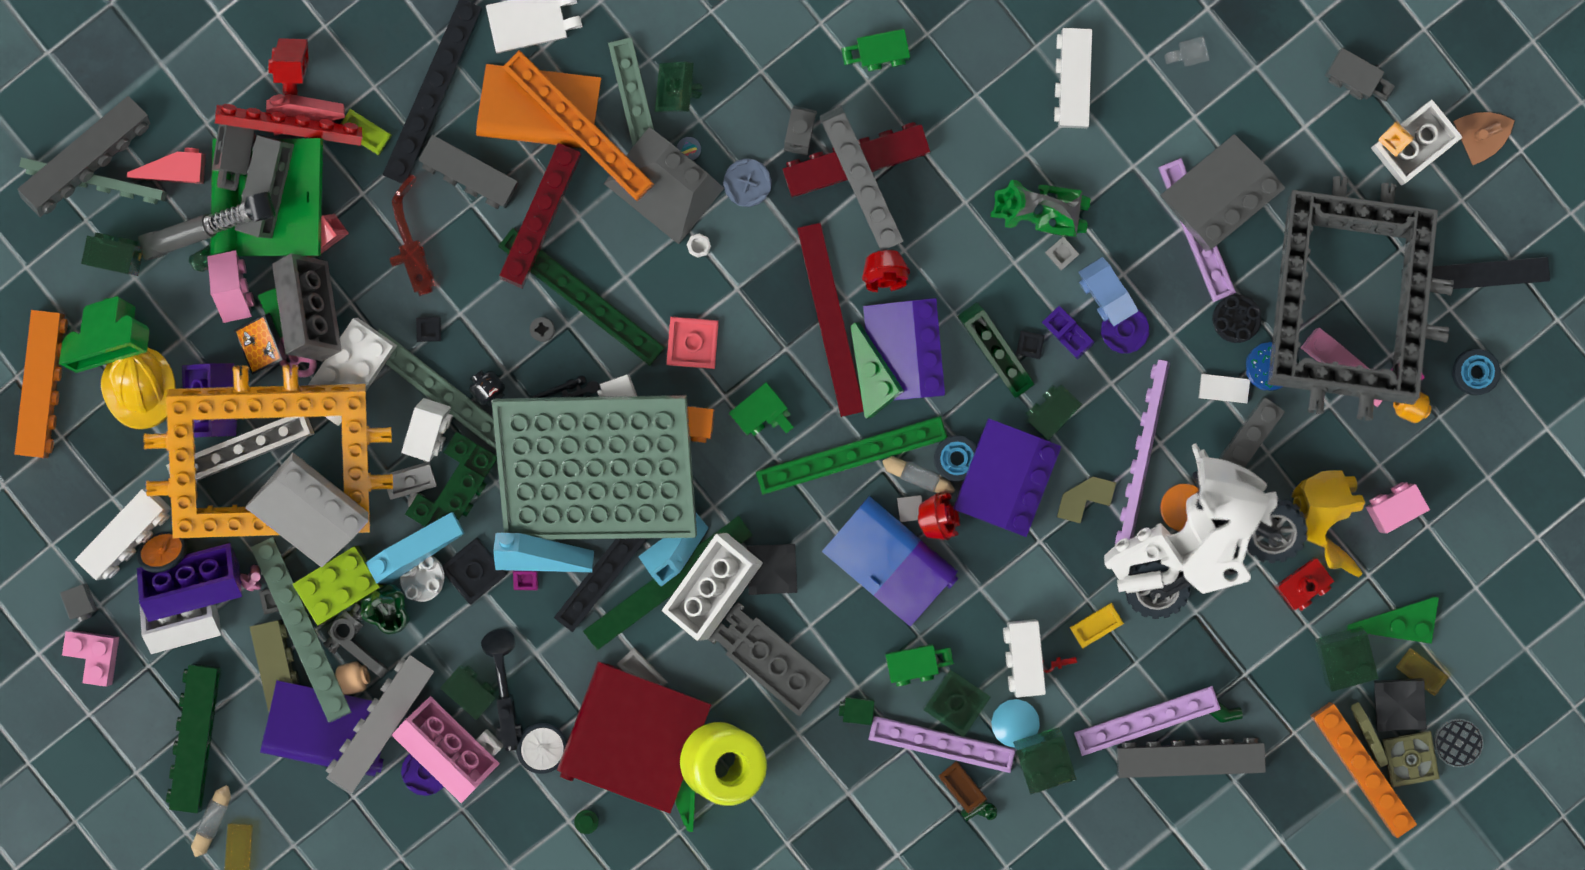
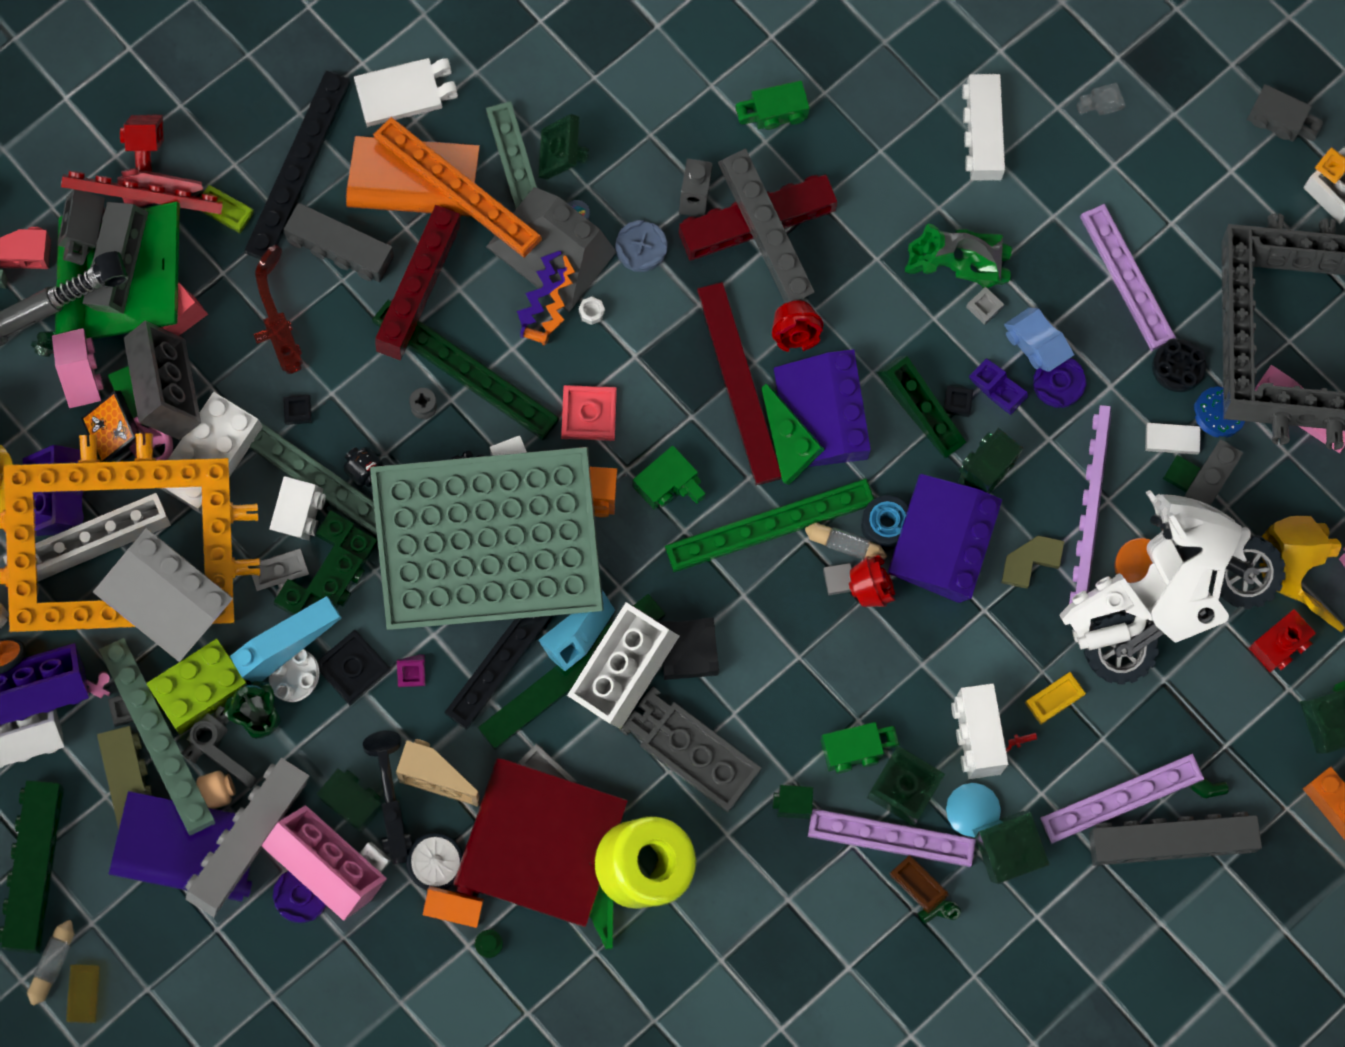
camera: 10 degrees left, 15 degrees down
(532, 553) = (423, 642): medium azure slope -> none
(540, 672) = (429, 771): none -> tan slope
(556, 789) = (453, 906): none -> orange tile
(659, 226) = (551, 288): none -> piece
(890, 561) = (820, 636): door -> none
(1222, 192) = (1152, 235): dark grey slope -> none
(1229, 422) = (1181, 473): none -> dark green tile

